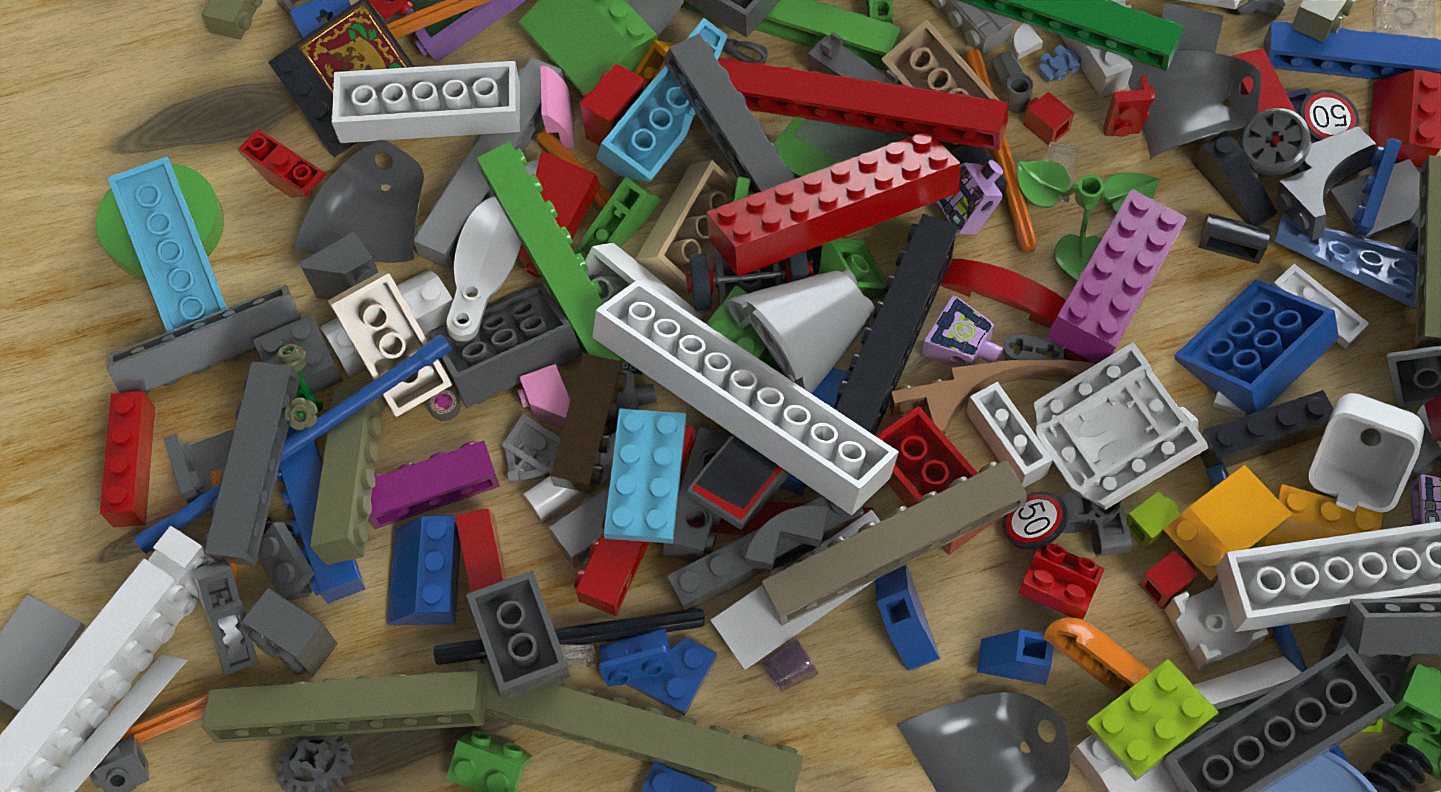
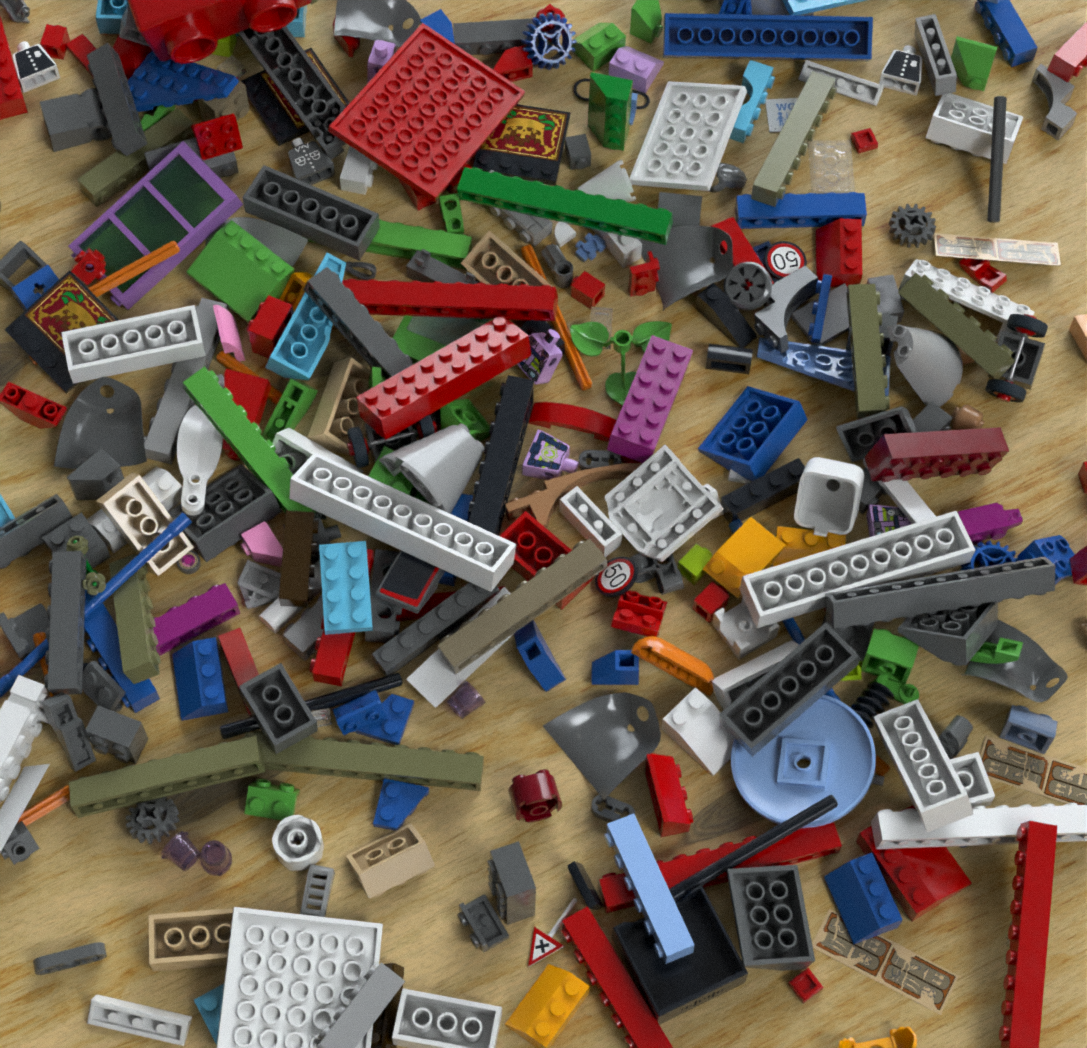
camera: 15 degrees left, 0 degrees up
(797, 524) = (454, 604): dark grey brick -> none
(1152, 719) = (708, 692): lime plate -> none
(1298, 282) = (812, 407): white plate -> none

